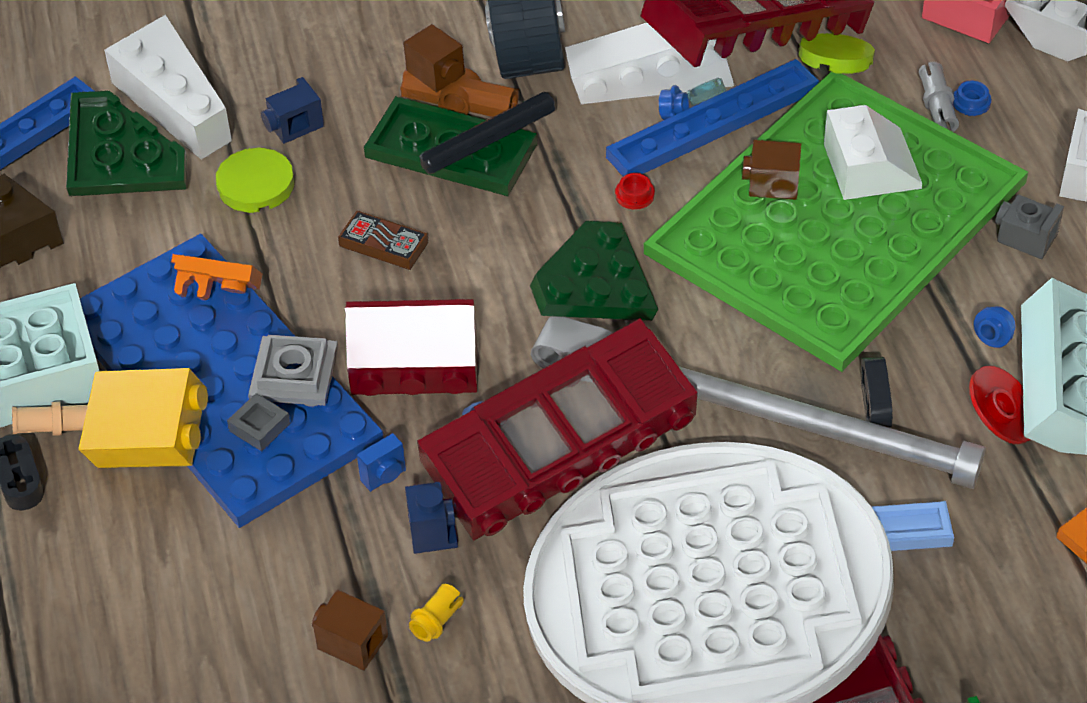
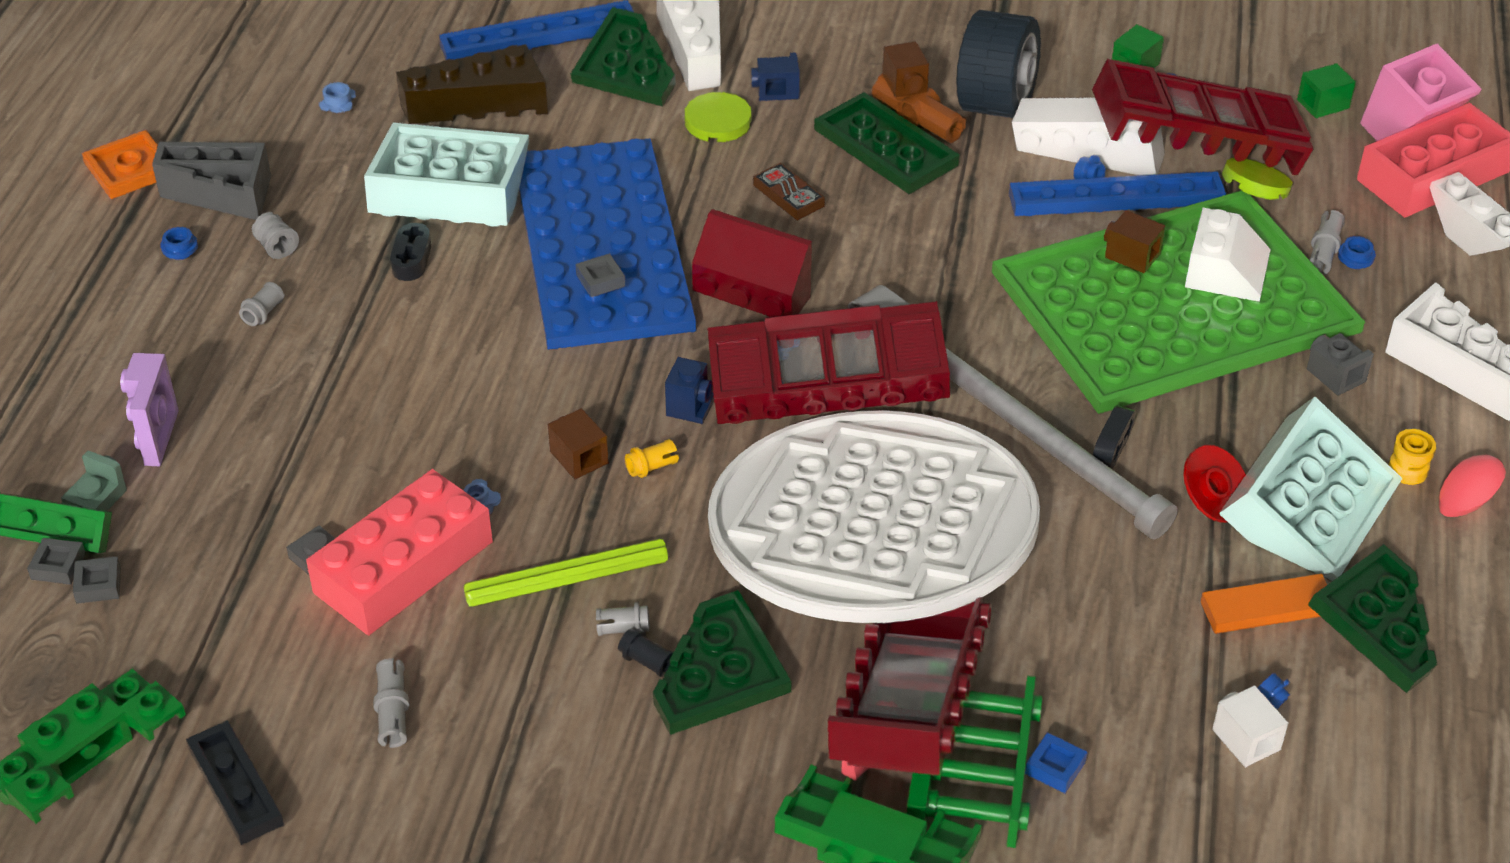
camera: 25 degrees right, 5 degrees down
(48, 418) = (459, 224): light nougat pin -> none
(143, 418) = (518, 242): yellow brick -> none
(232, 276) = (628, 159): orange plate -> none
(301, 385) = (652, 250): light grey piece -> none
(381, 462) = (679, 339): blue plate -> none
(487, 132) = (917, 139): black axle -> none
(594, 277) = (932, 269): dark green plate -> none
(634, 191) = (1014, 224): red plate -> none
(706, 91) = (1122, 169): clear light blue tile -> none
(916, 525) = (1075, 544): light blue tile -> none
(995, 318) = (1253, 425): blue plate -> none

